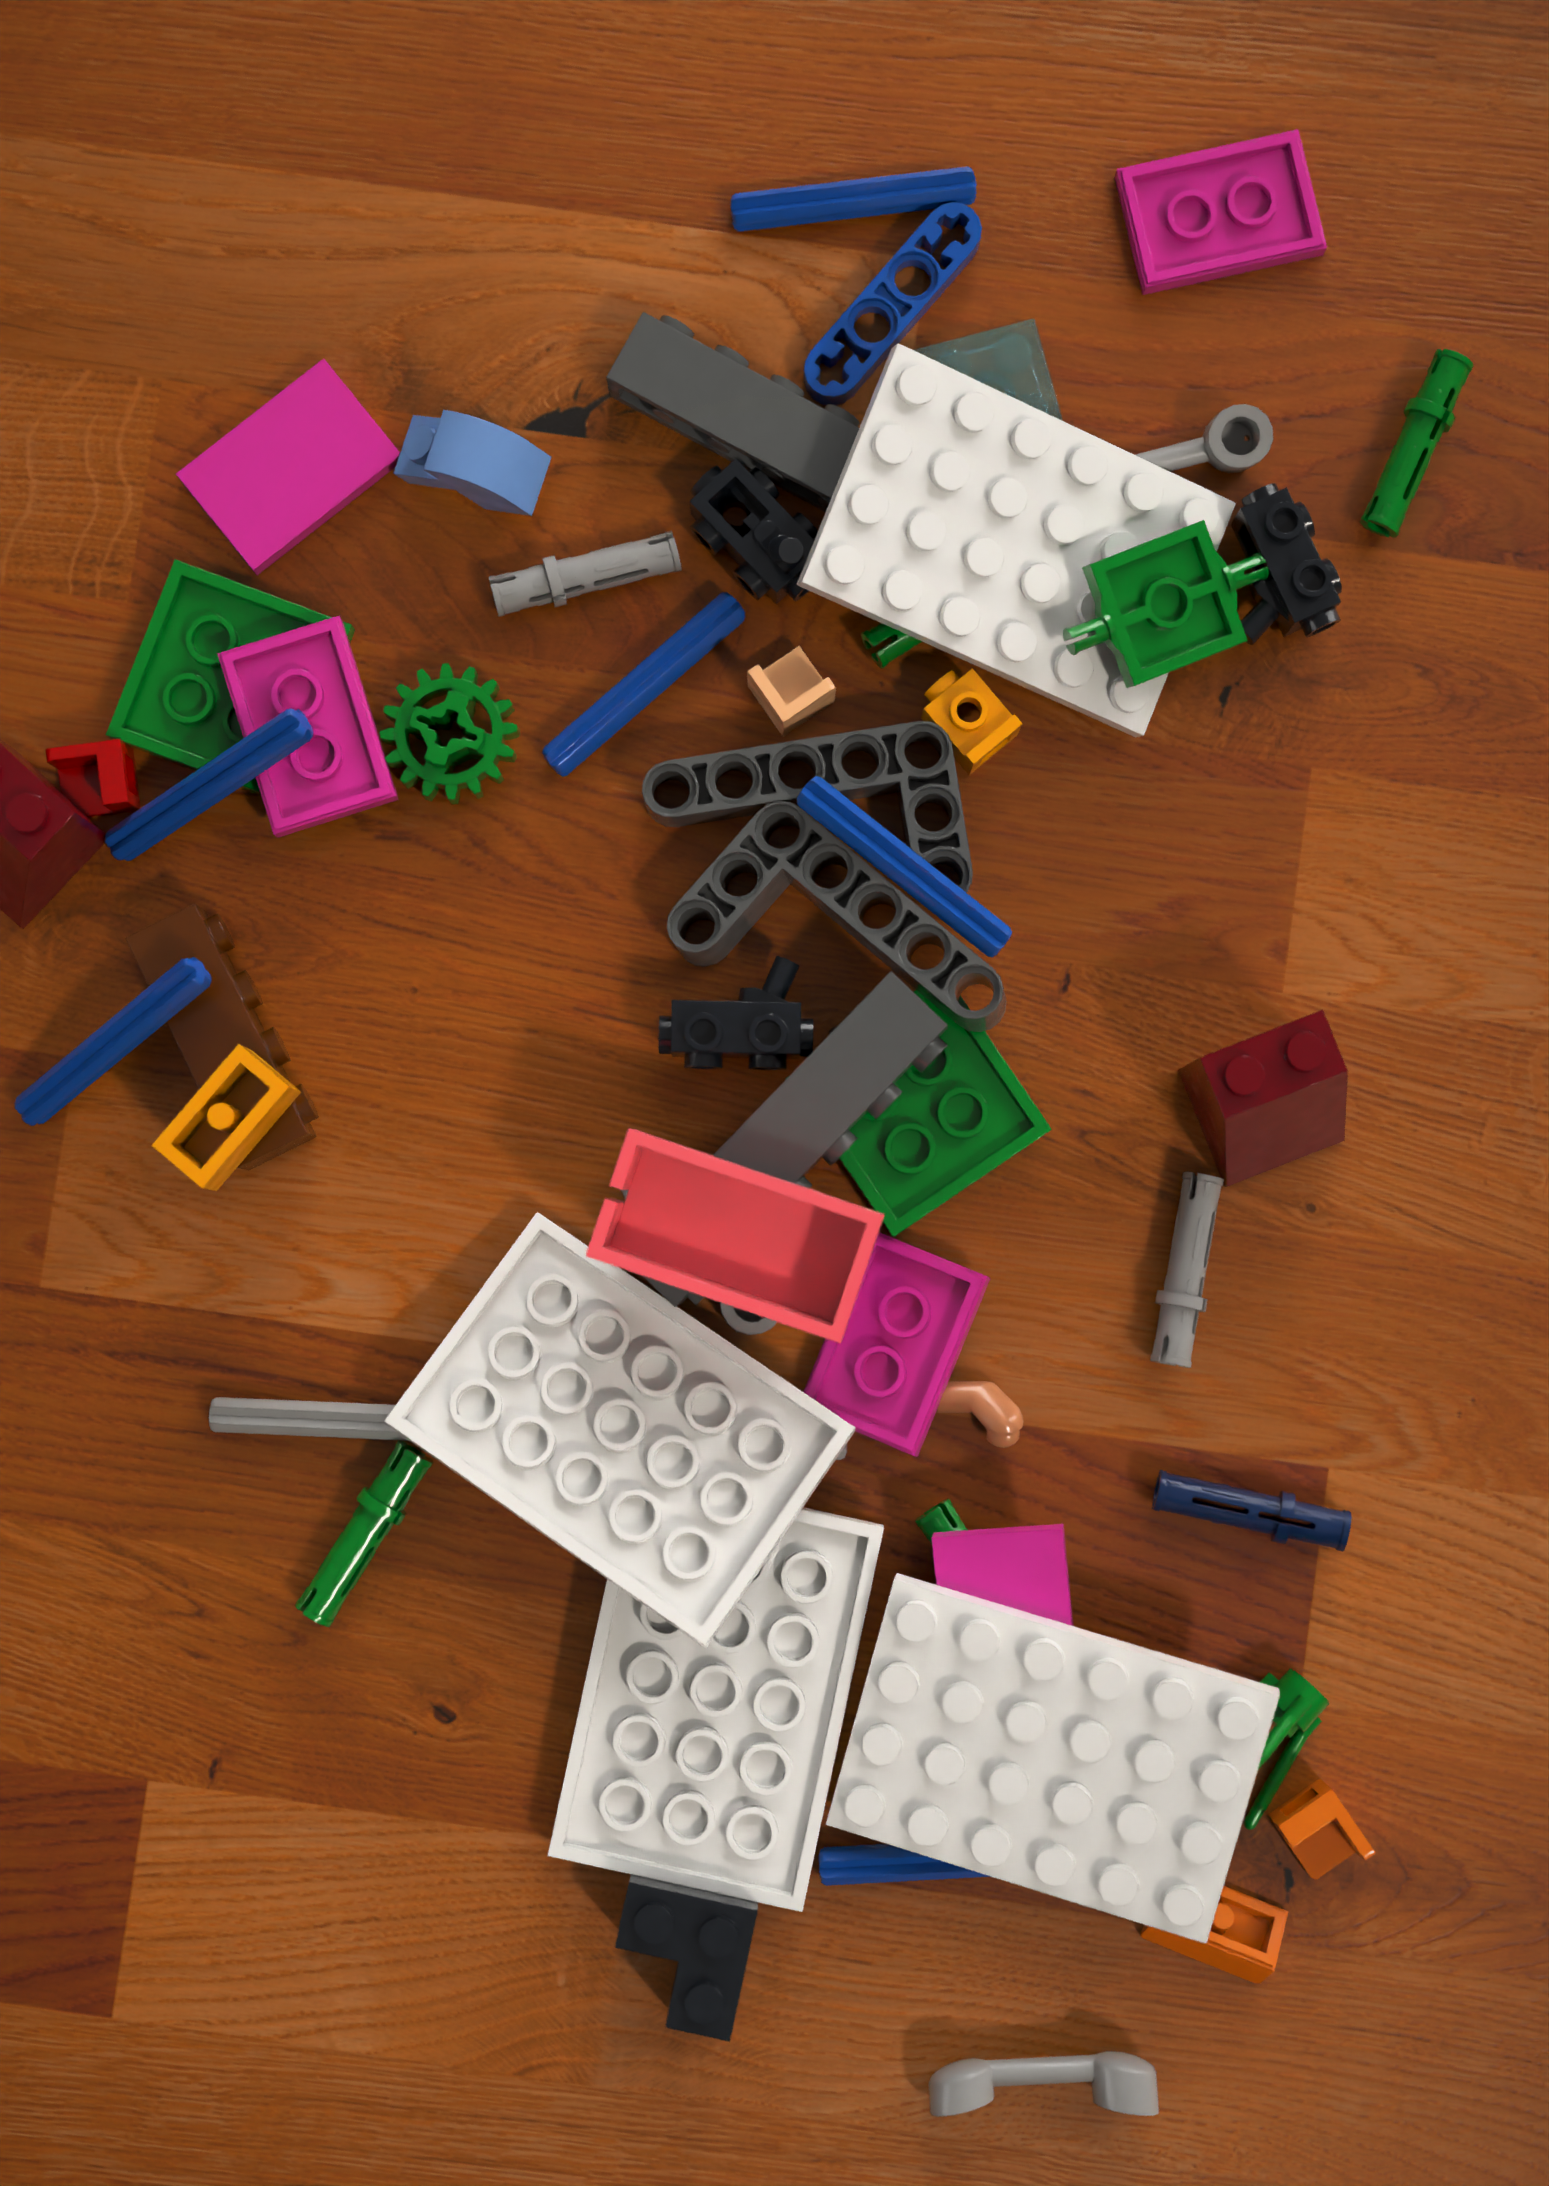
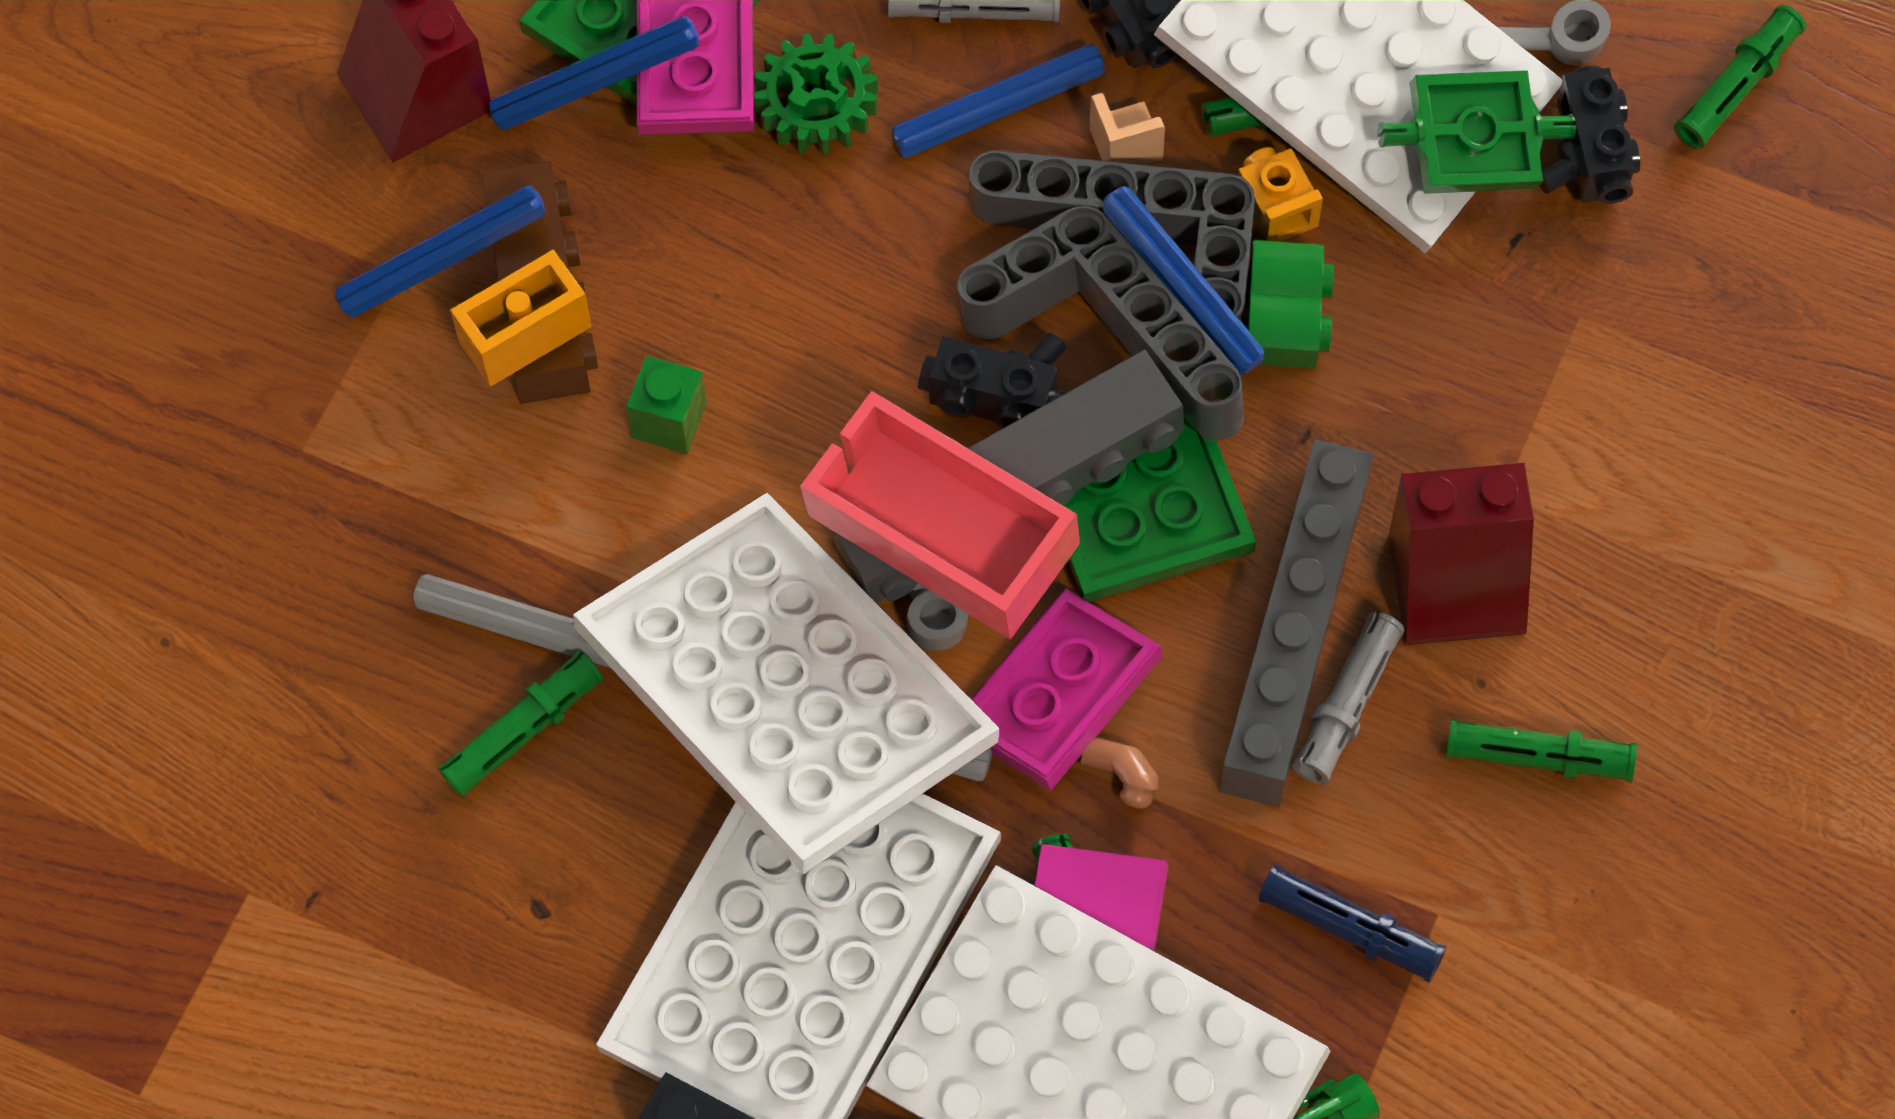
camera: 20 degrees right, 20 degrees down
(97, 776) = (506, 49): red panel -> none
(403, 1143) = (666, 404): none -> green brick
(1012, 846) = (1287, 303): none -> green brick
(1116, 1206) = (1296, 623): none -> dark grey brick
(1408, 1271) = (1542, 750): none -> green pin

